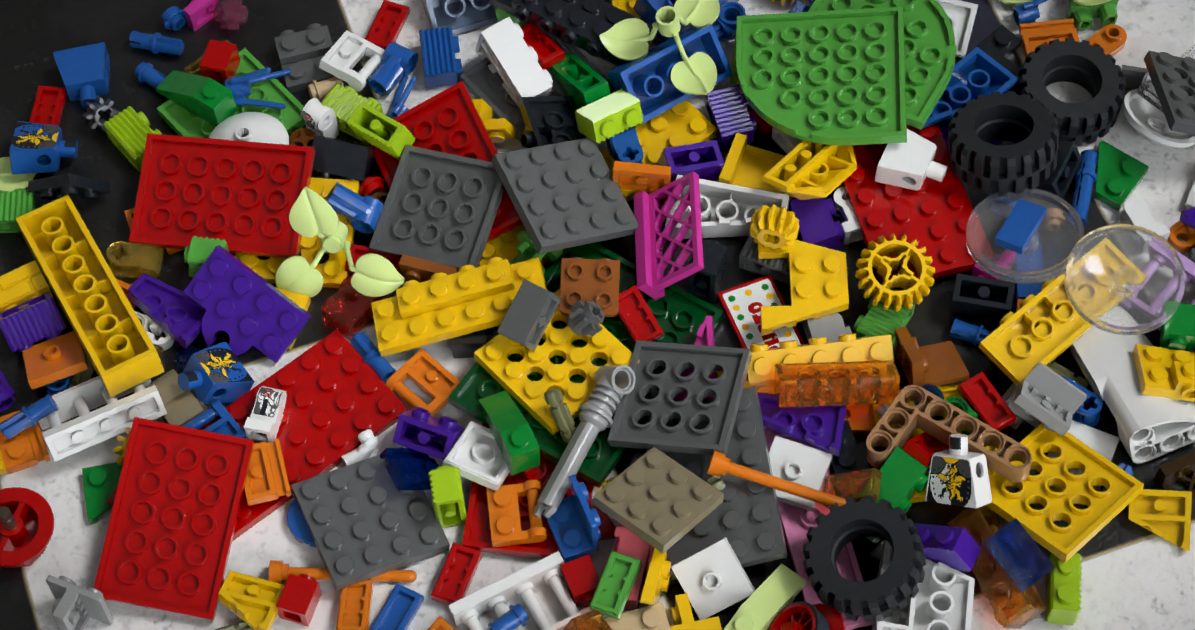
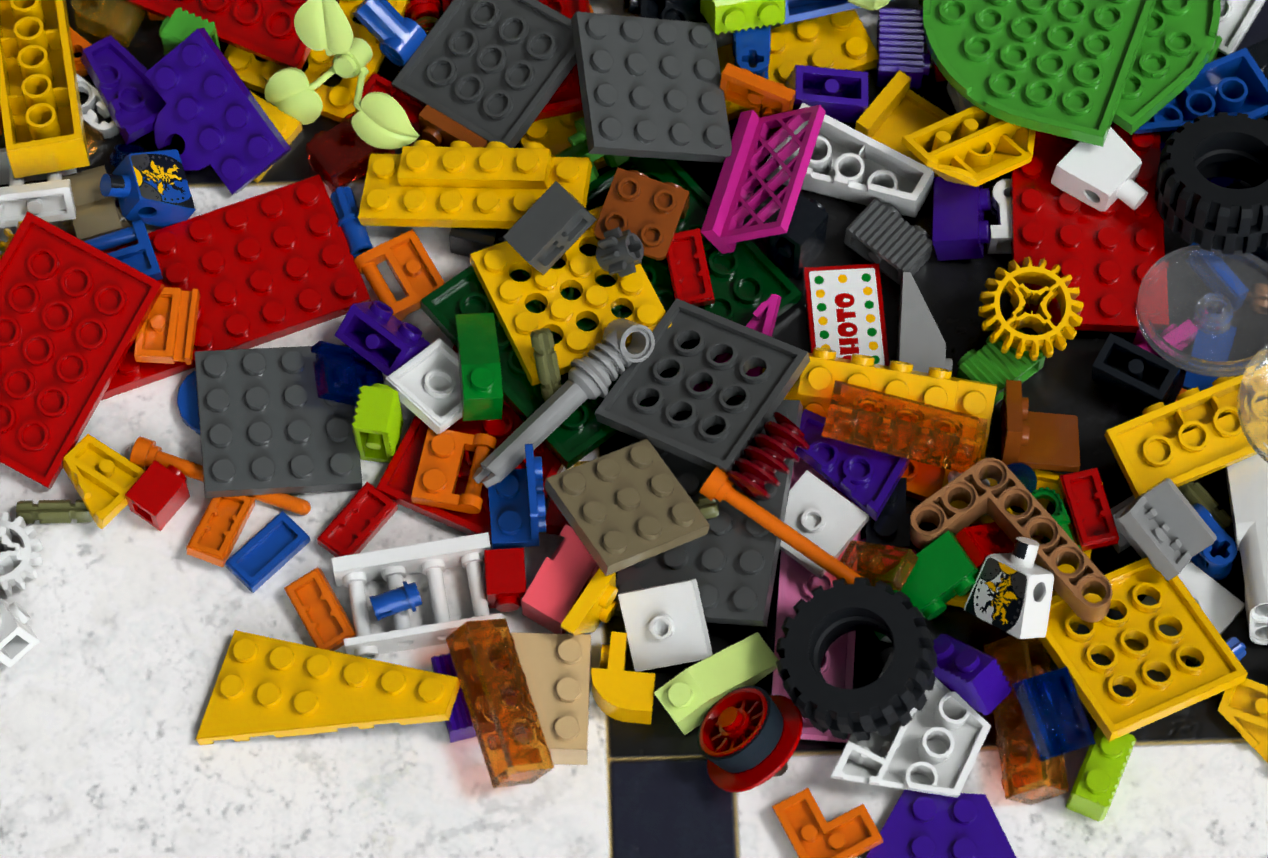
camera: 15 degrees right, 5 degrees up
(266, 415) = (194, 256): white leg -> none
(364, 451) = (299, 336): white arm -> none
(615, 585) = (539, 596): bright green plate -> none
(748, 432) = (768, 457): none -> dark red piece
(774, 227) = (896, 206): yellow gear -> none
(816, 285) = (928, 290): yellow wing -> none
(968, 332) = (1102, 411): blue axle -> none
(1020, 226) = (1211, 297): blue tile -> none

